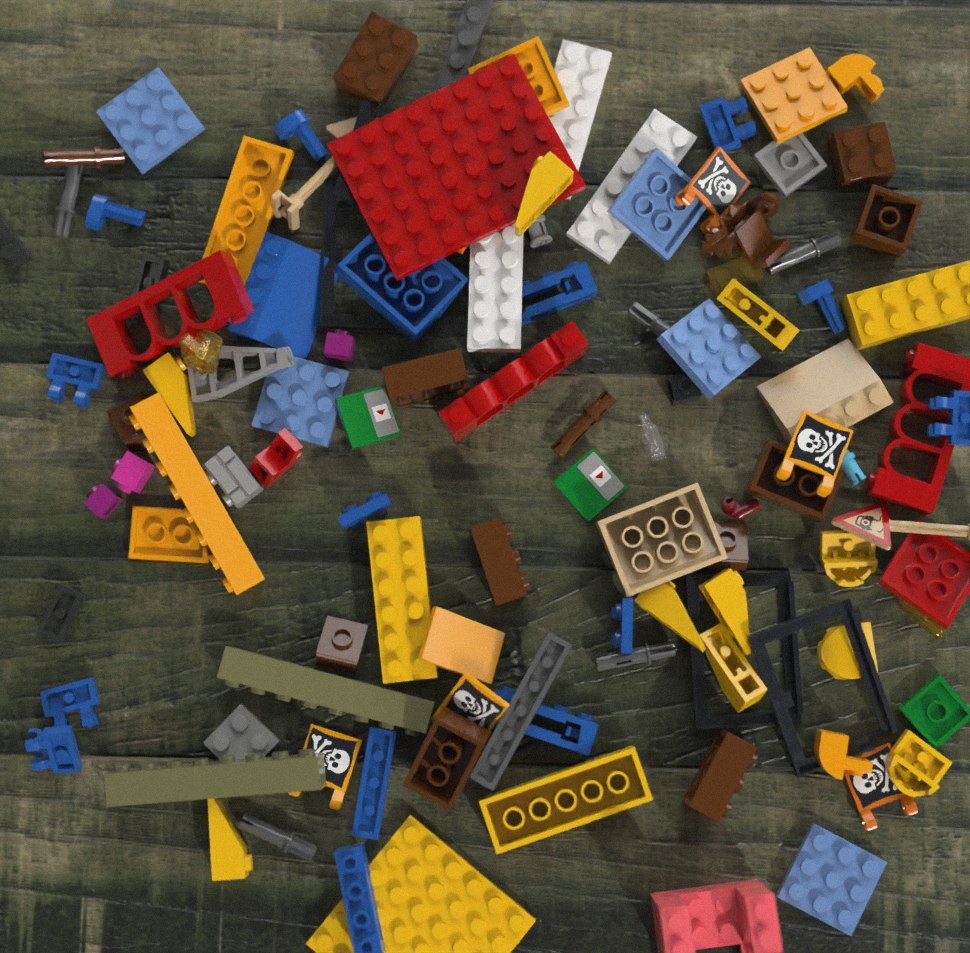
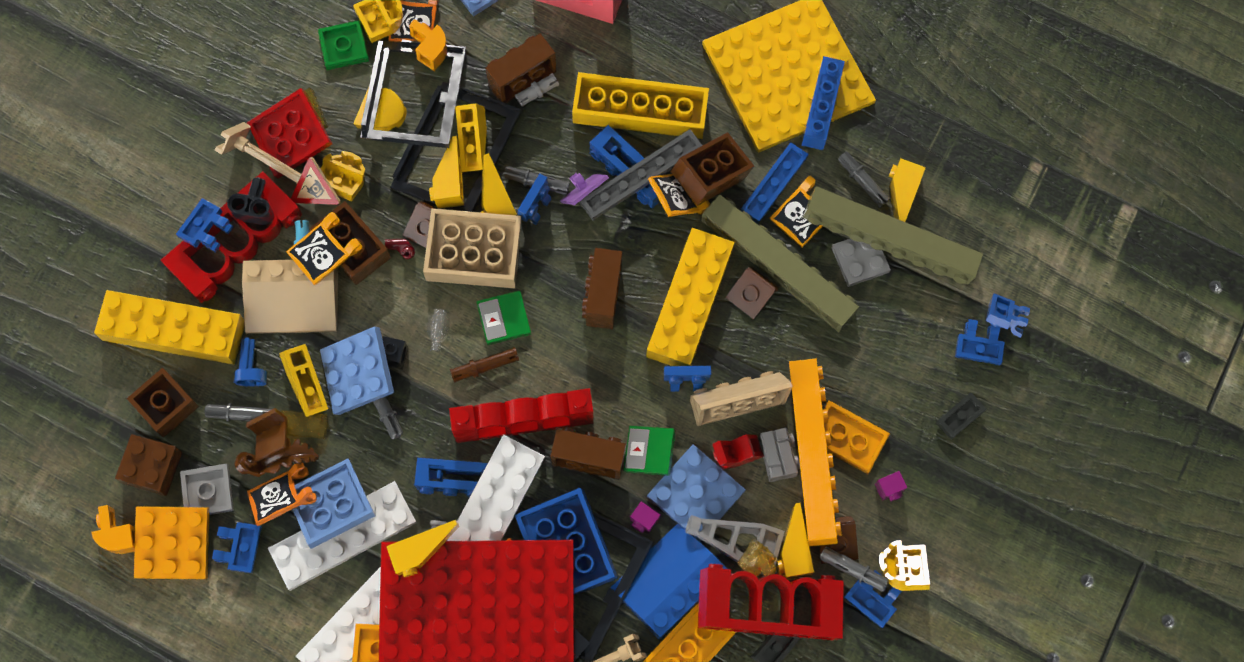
camera: 160 degrees left, 10 degrees down
(53, 423) = (905, 566): none -> slope
(102, 394) = (854, 569): none -> dark grey axle
(131, 473) = (858, 497): dark pink brick -> none
(298, 514) = (740, 398): none -> tan slope
(461, 645) = (662, 242): light orange tile -> none
(577, 666) = (583, 187): none -> medium lavender piece
(691, 763) = (537, 90): none -> light grey pin
(921, 466) = (252, 204): none -> black beam

